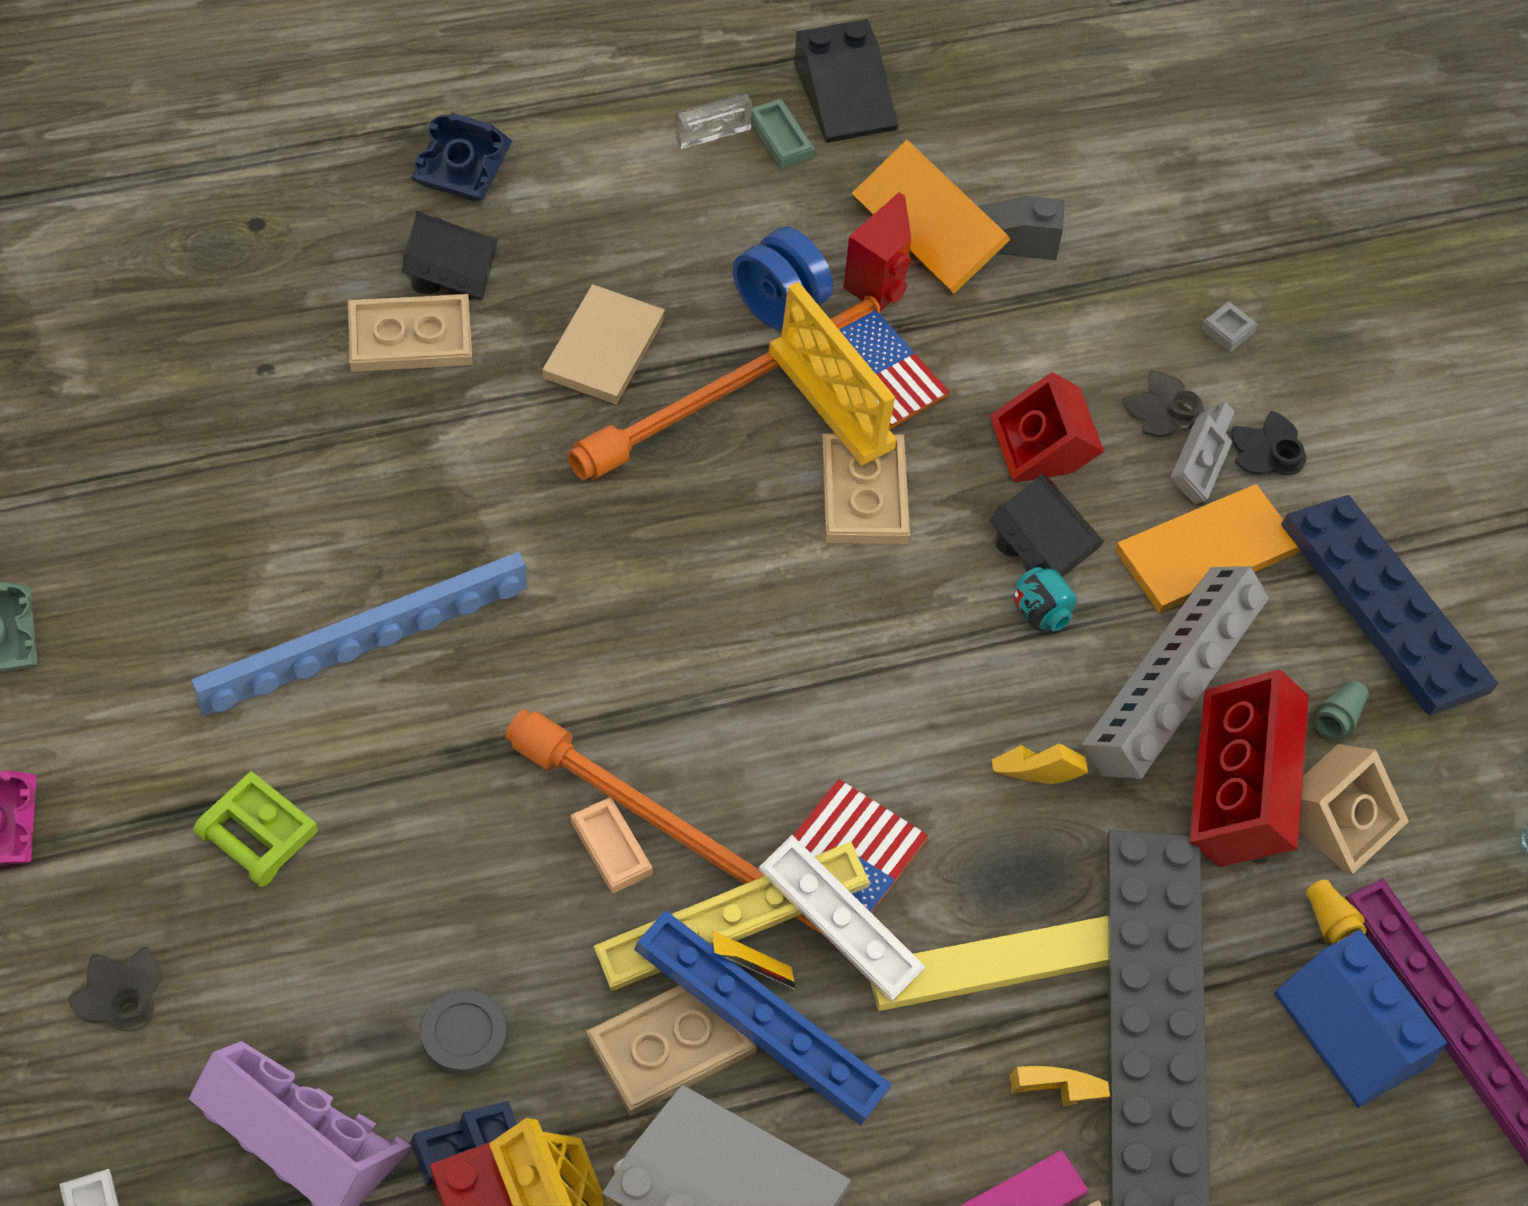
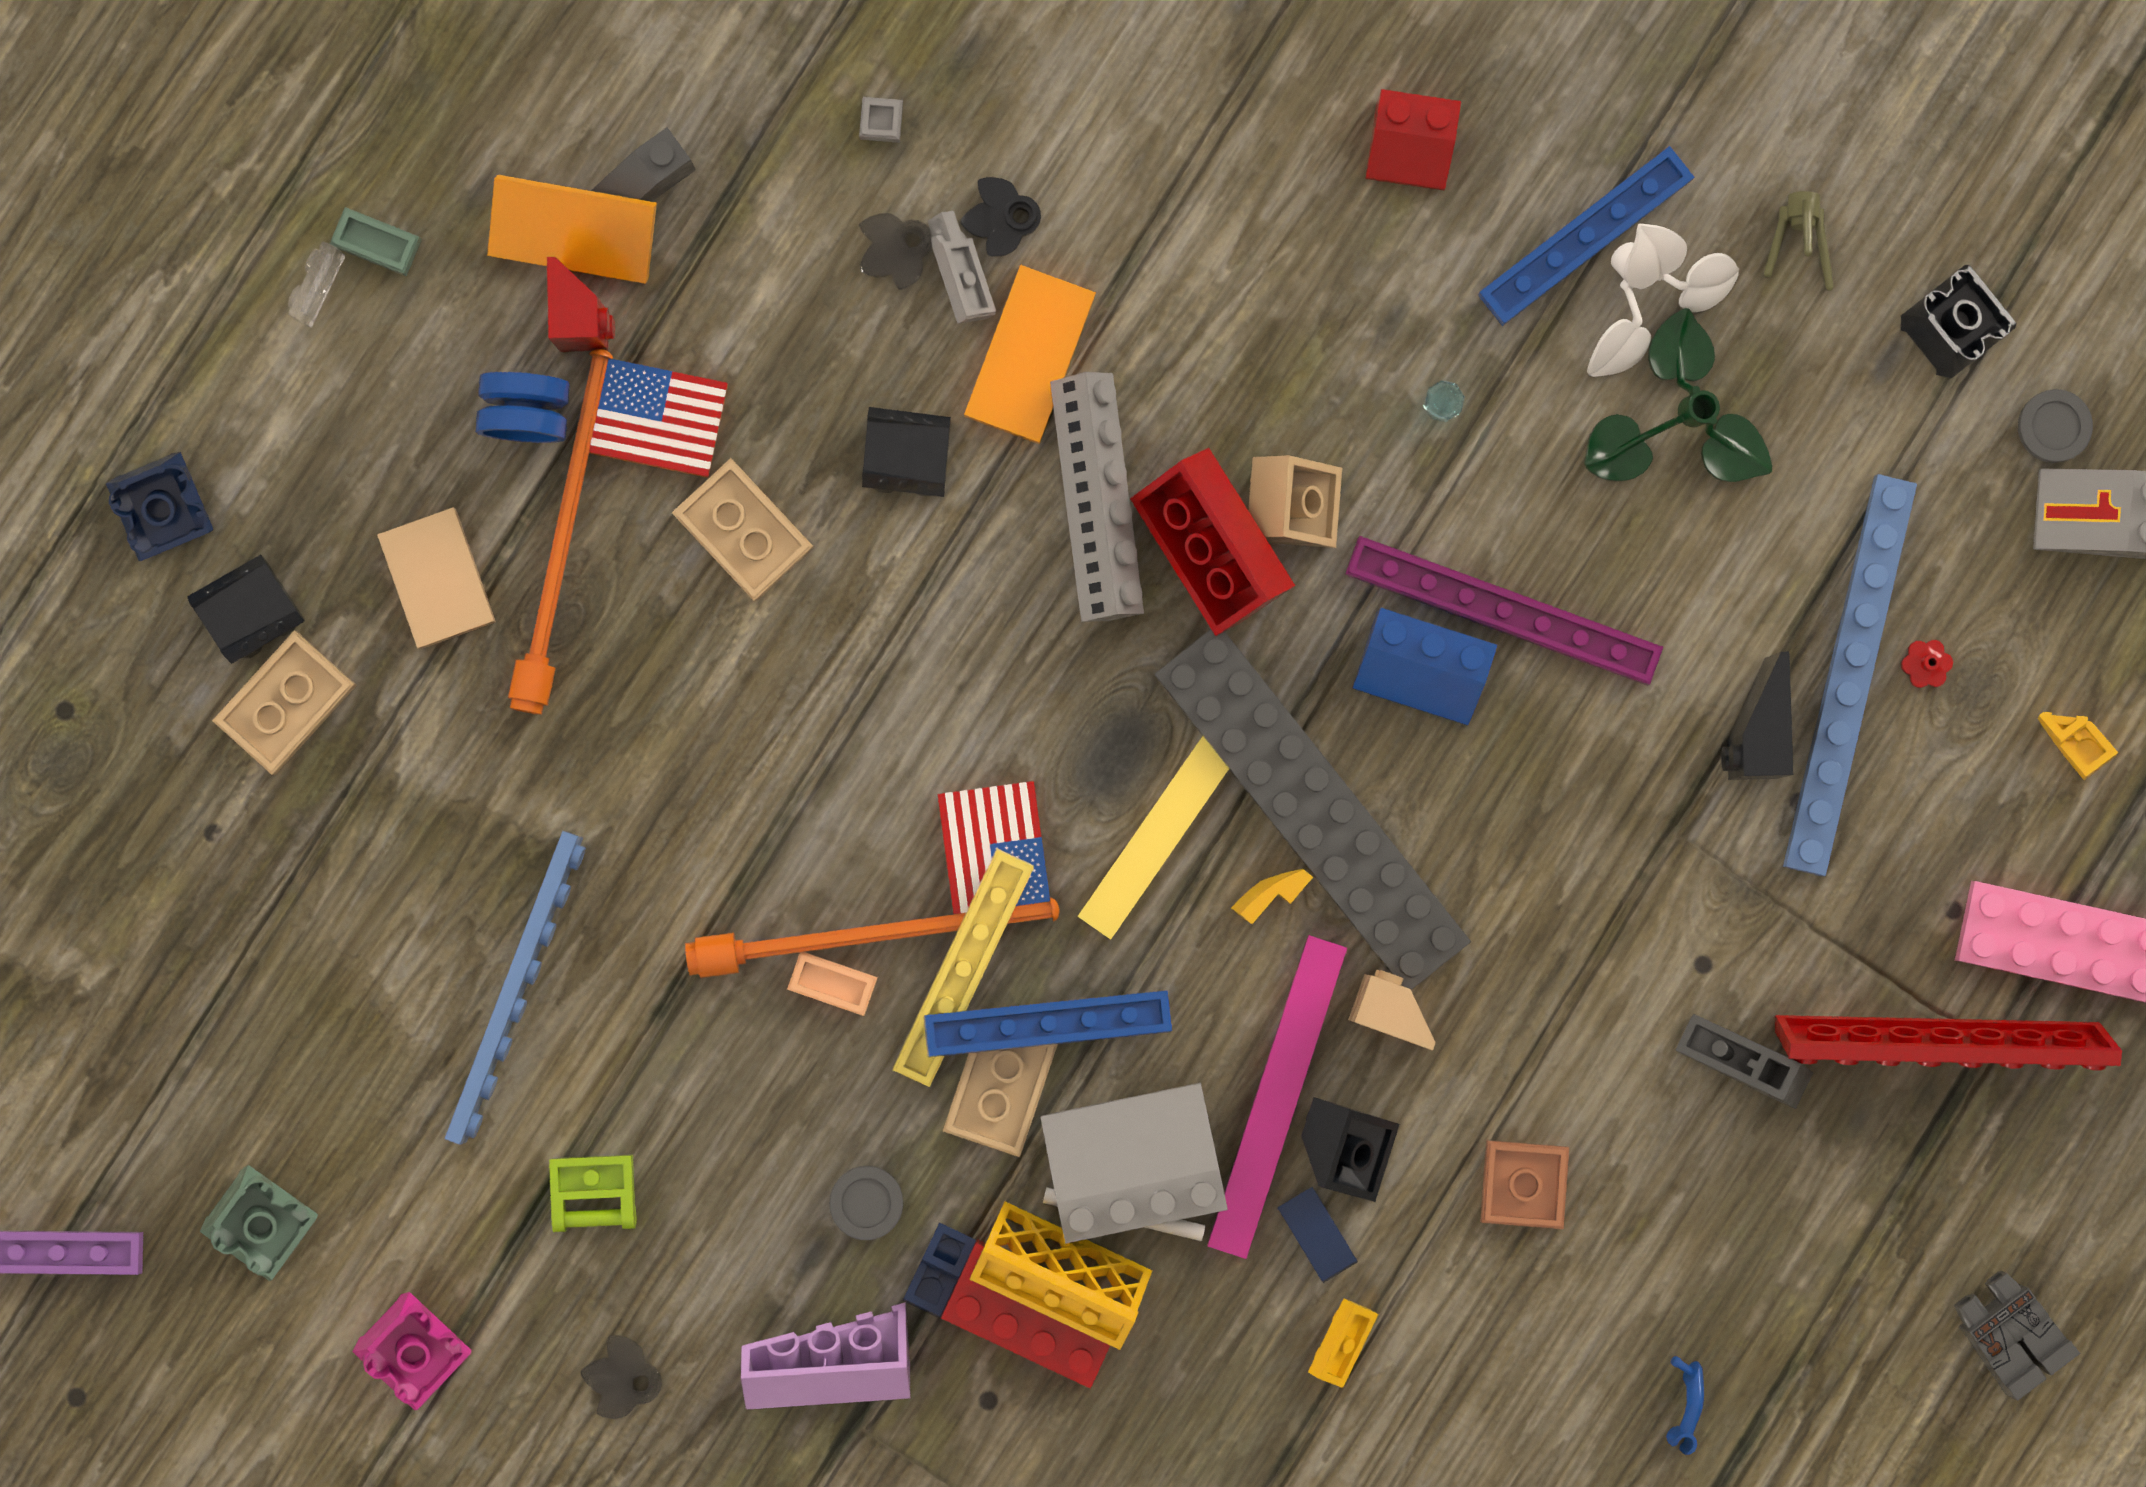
camera: 40 degrees left, 30 degrees up
(753, 959) = (1005, 988): yellow sticker -> none
(834, 377) = (649, 476): yellow fence -> none
(841, 918) = (1038, 910): white tile -> none
(845, 80) = (381, 143): black slope -> none
(1044, 599) = (955, 516): teal head -> none
(1046, 430) = (832, 359): red slope -> none
(1047, 767) = (1058, 663): yellow slope -> none
(1333, 912) = (1349, 596): yellow cone -> none
(1341, 711) = (1232, 418): sand green cone -> none
(1389, 605) = (1194, 290): dark blue plate -> none

